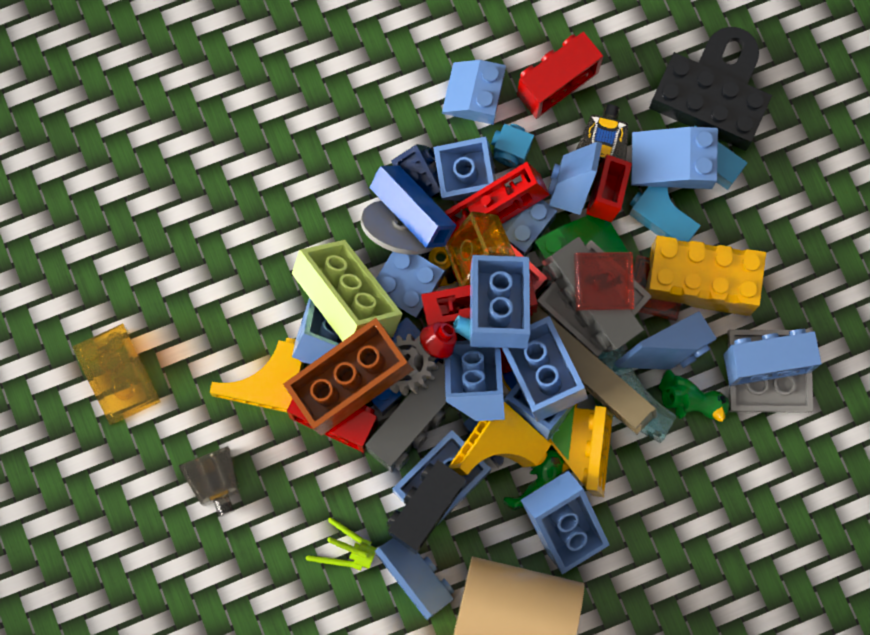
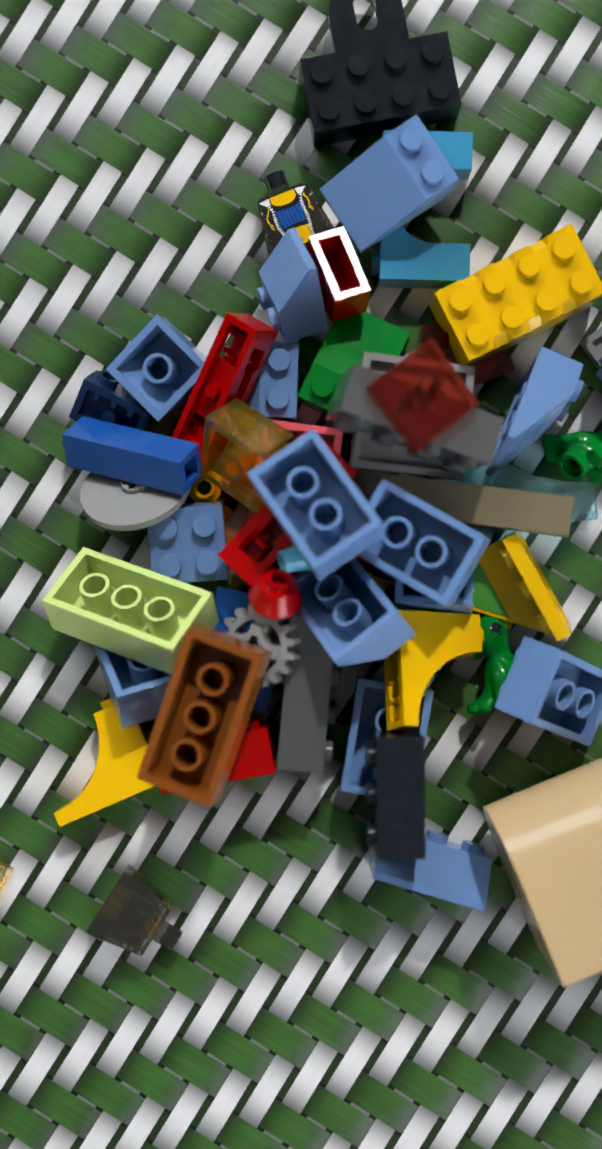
camera: 30 degrees left, 10 degrees up
(361, 553) = (355, 880): lime plant -> none
(474, 90) = (104, 267): medium blue slope -> none
(511, 145) = (191, 301): dark azure brick -> none
(559, 74) = (187, 178): red brick -> none

